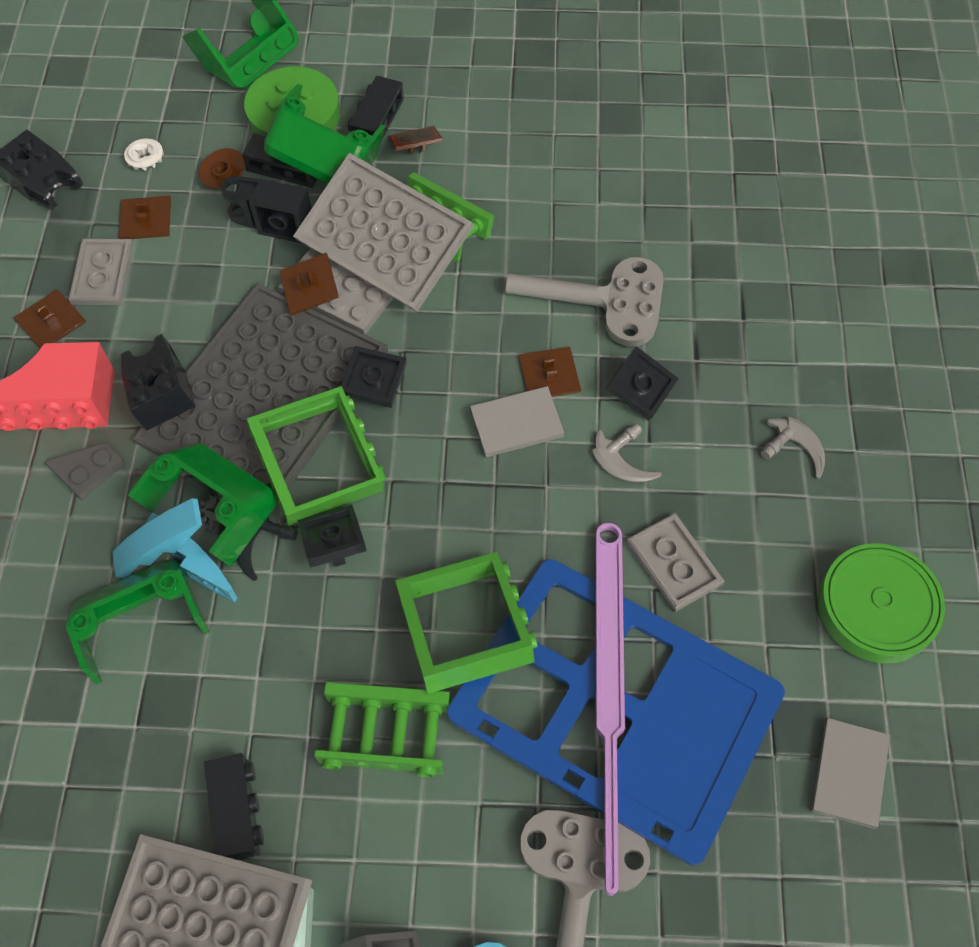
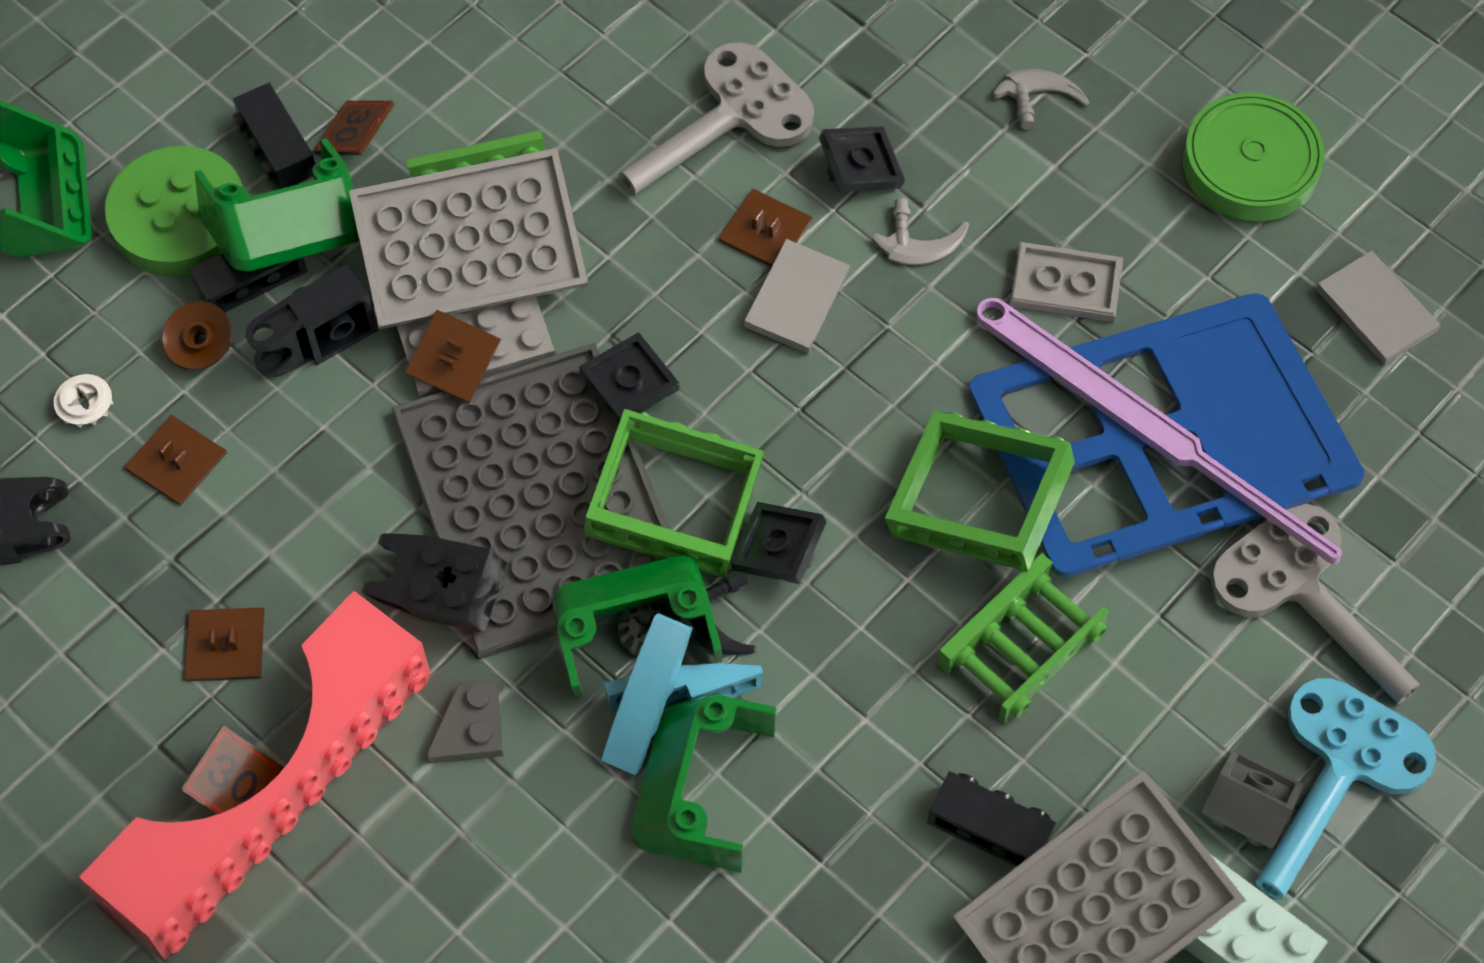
camera: 50 degrees left, 0 degrees up
(101, 272) = (212, 550): light grey tile -> none

